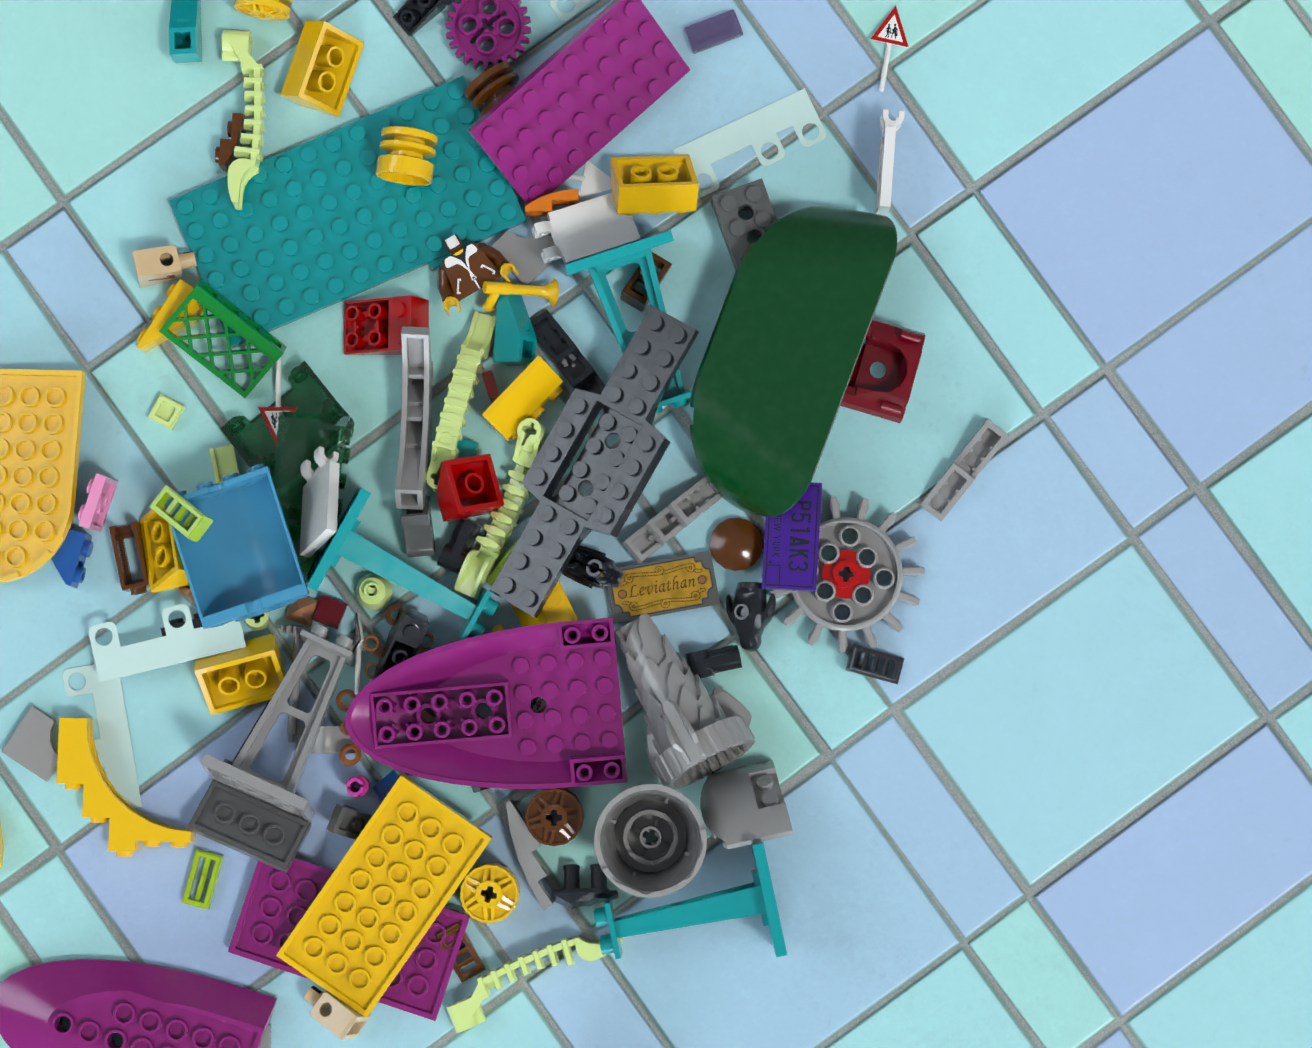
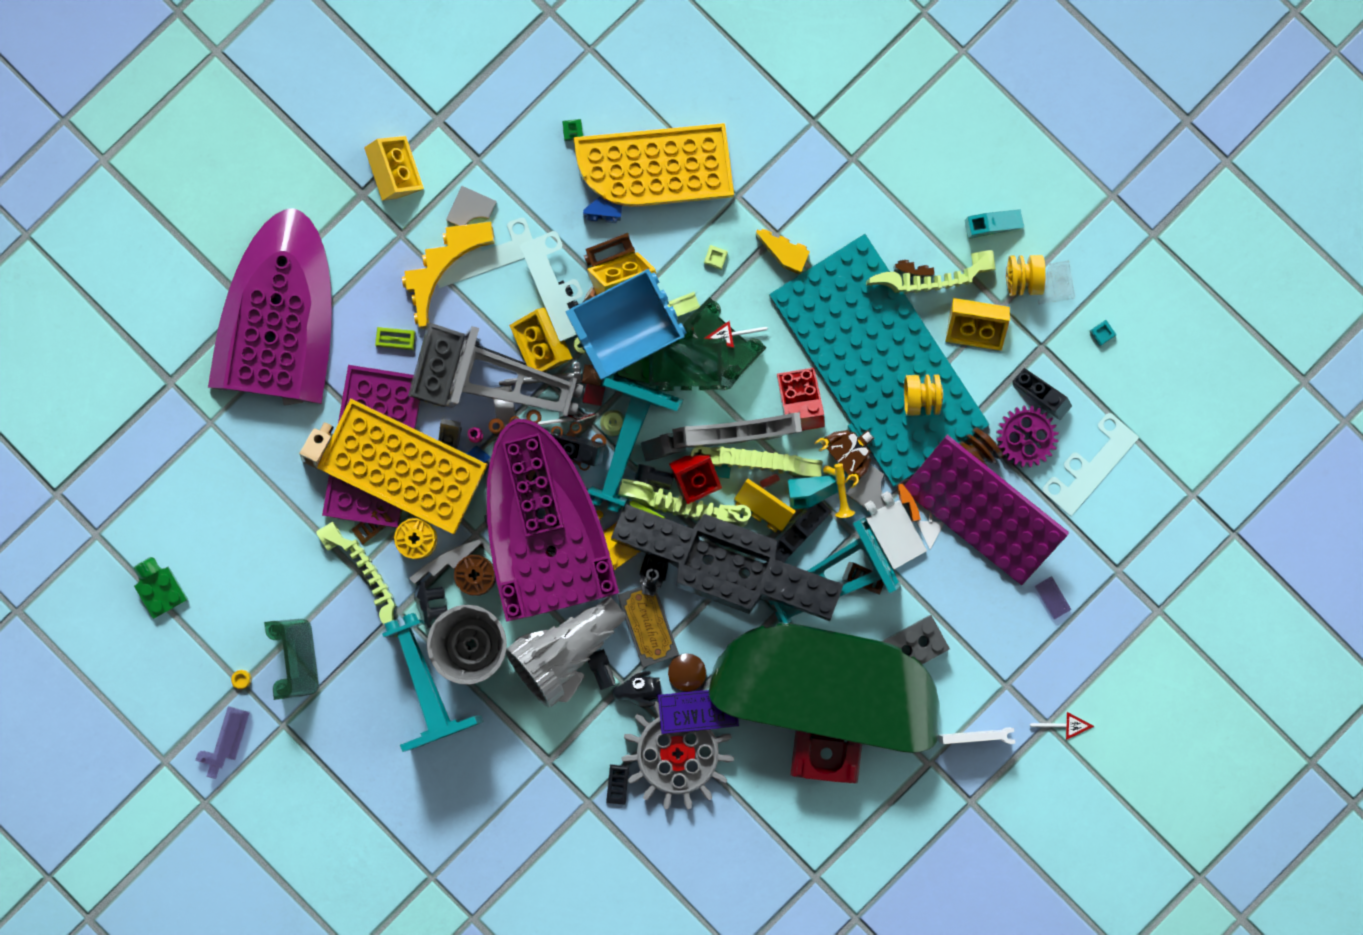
camera: 80 degrees right, 0 degrees up
(94, 512) = (651, 222): bright pink plate -> none
(151, 268) = (813, 229): tan torso -> none
(194, 525) = (635, 297): lime slope -> none
(232, 318) = (787, 293): green fence -> none
(319, 502) = (667, 375): white tile -> none
(654, 184) = (933, 572): yellow slope -> none
(672, 520) = (696, 624): light grey slope -> none
(745, 805) = (503, 707): light grey slope -> none
(753, 130) = (985, 635): light aqua piece -> none
(964, 469) = (766, 827): light grey slope -> none

